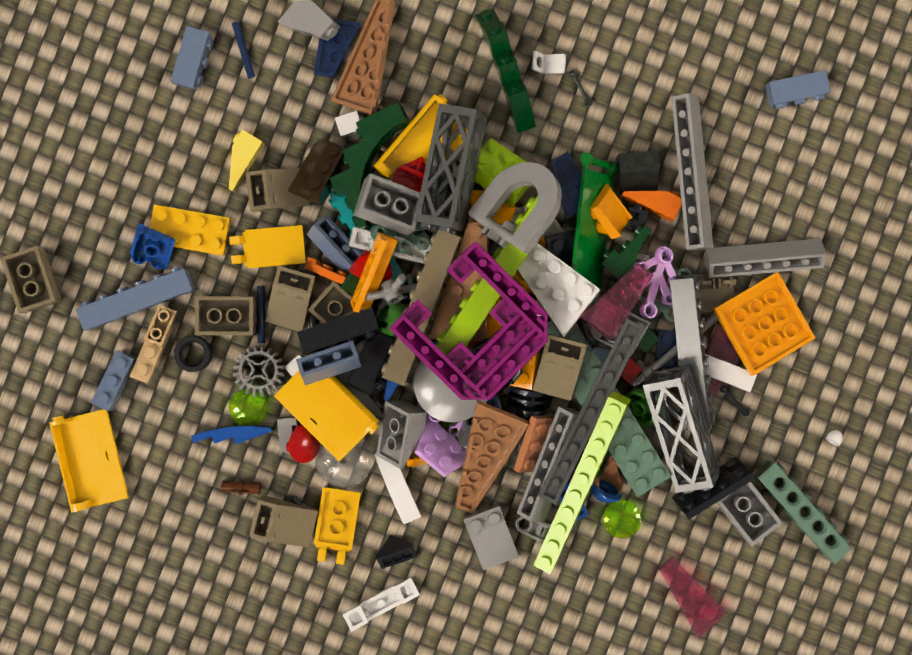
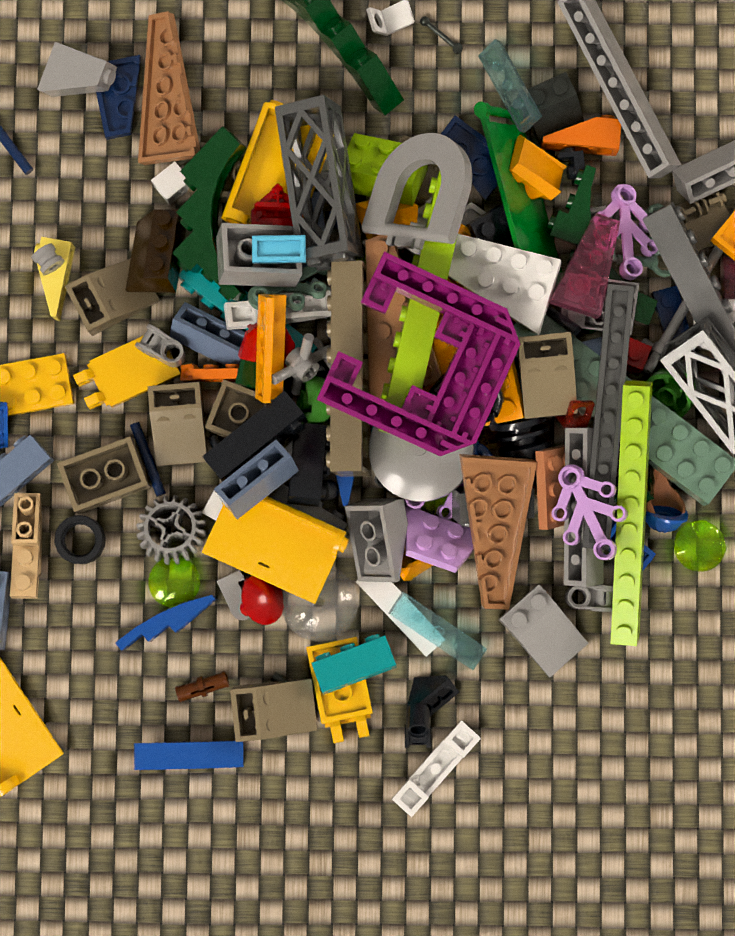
camera: 15 degrees left, 5 degrees down
(213, 531) = (188, 755): none -> blue slope
(240, 148) = (47, 259): none -> light grey wheel
(296, 237) = (157, 344): none -> light grey piece
(350, 512) = (353, 663): none -> teal brick
(379, 571) = (417, 726): none -> black piece
(403, 208) = (278, 249): none -> medium azure tile
(417, 510) = (437, 630): none -> clear light blue tile
(550, 469) = (585, 509): none -> lavender plant
(566, 404) = (577, 420): none -> clear red bracket
(614, 145) = (510, 86): none -> clear light blue tile

